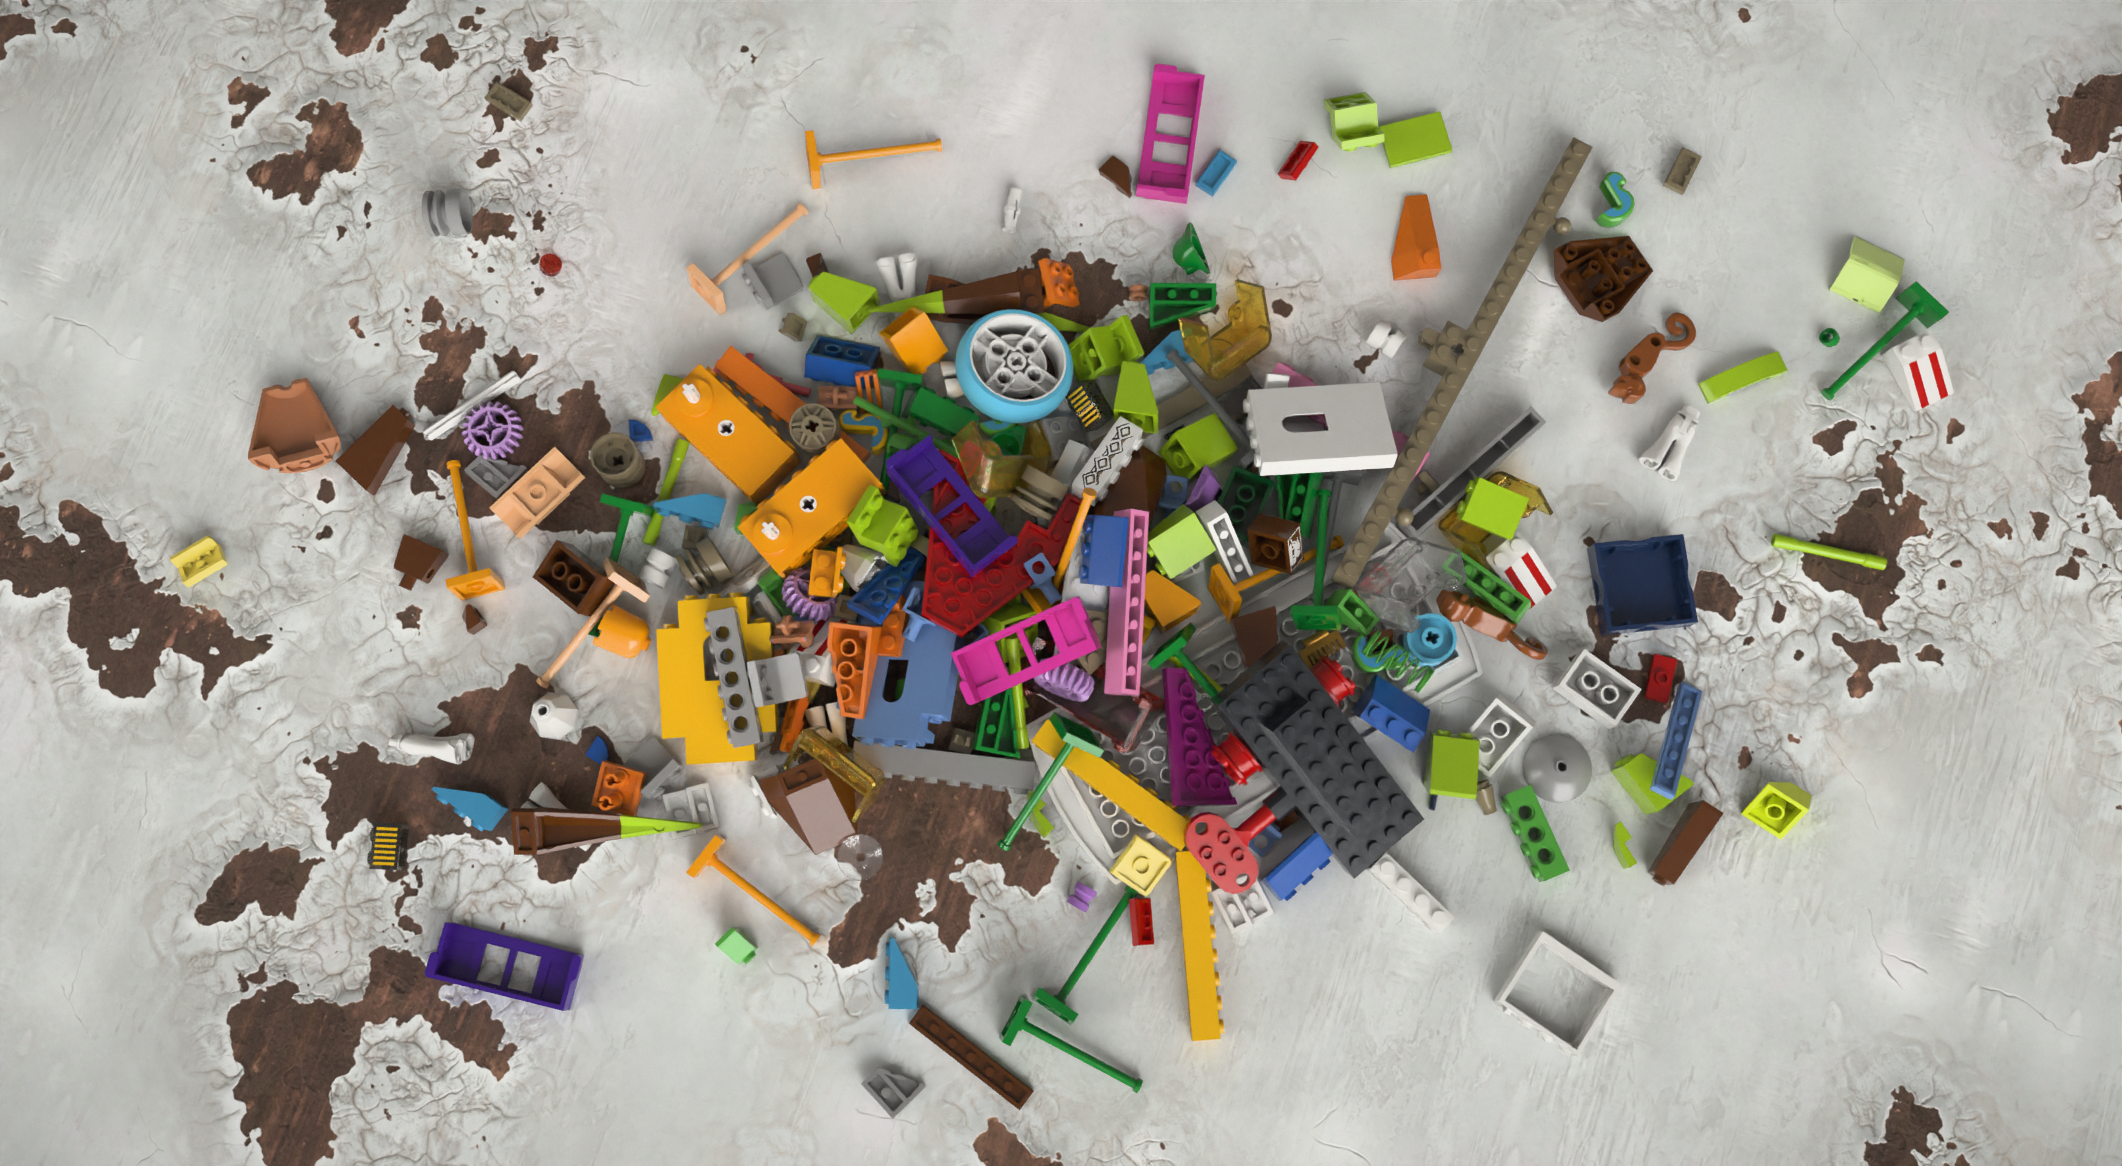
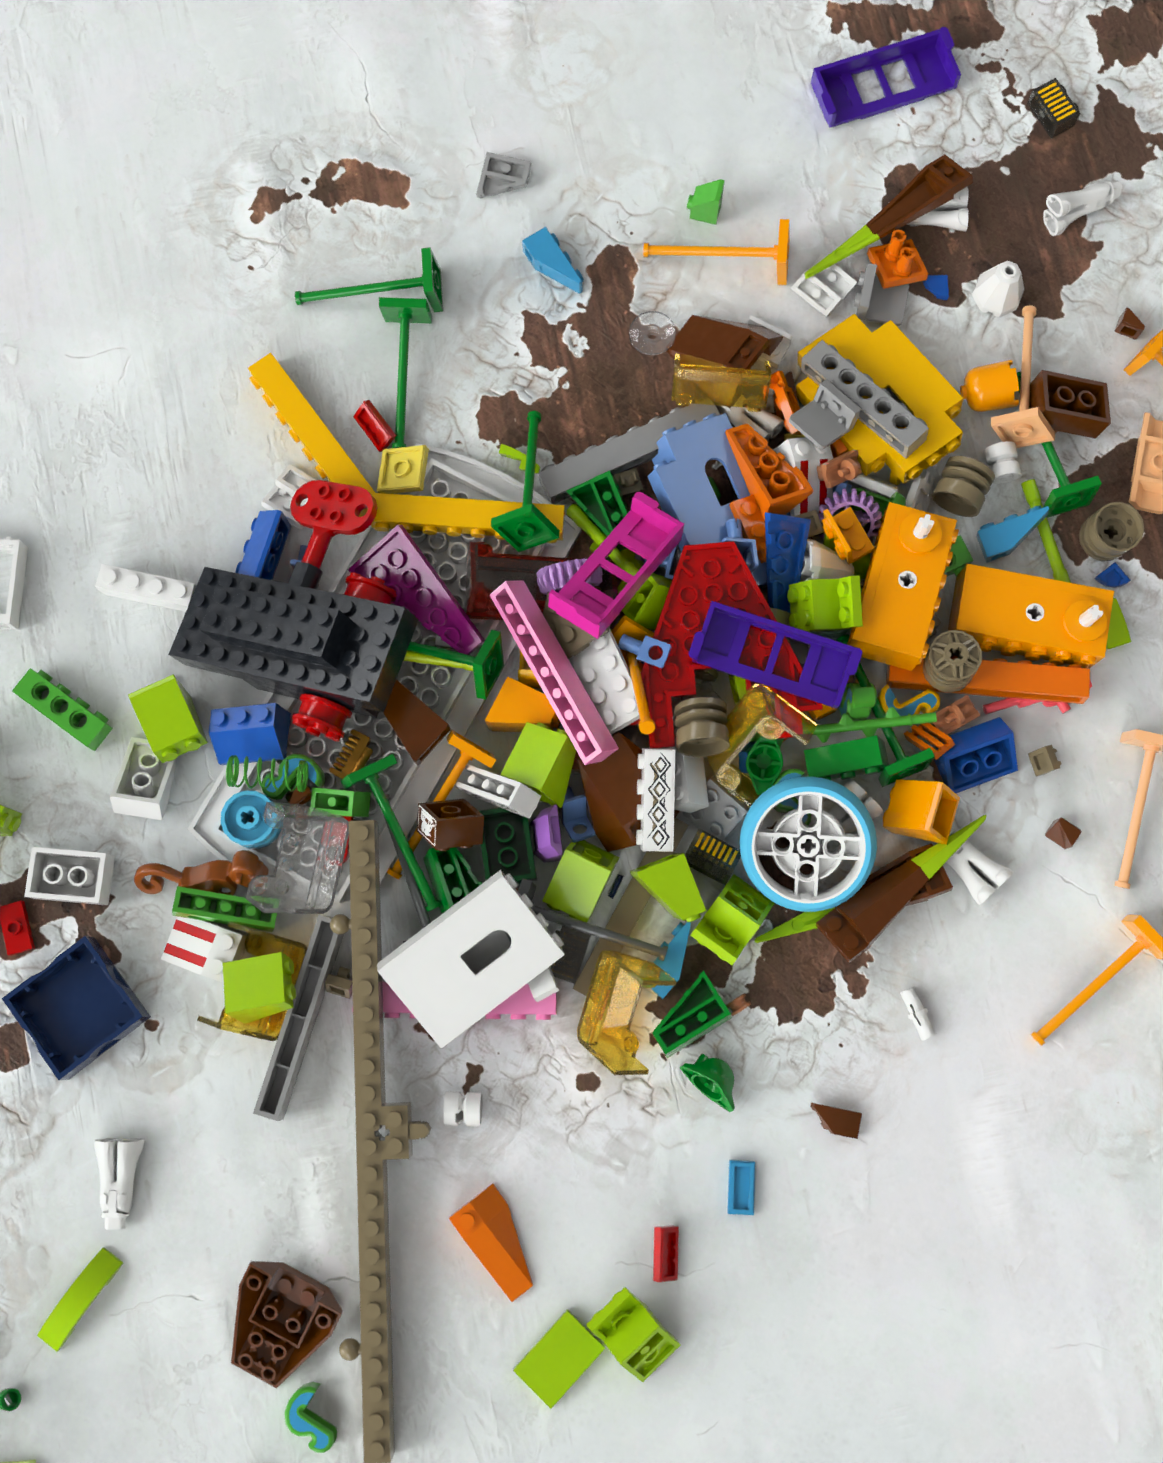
camera: 150 degrees right, 0 degrees up
(479, 807) = (1006, 180): dark azure slope -> none
(692, 536) = (991, 512): dark tan tile -> none
(772, 281) = (1098, 792): light grey bracket -> none
(843, 299) = (1016, 810): lime slope -> none
(971, 1057) = (453, 239): reddish brown tile -> none
(1058, 283) = (821, 961): orange plate -> none
(1081, 896) = (439, 415): medium lavender wheel -> none
(1103, 550) = (603, 699): blue slope -> none
(1175, 95) = (833, 1248): dark pink piece -> none
(1485, 797) = (125, 716): dark tan cone -> none
(1542, 770) = (85, 792): light grey dish -> none
(1644, 356) = (190, 1254): dark orange animal -> none

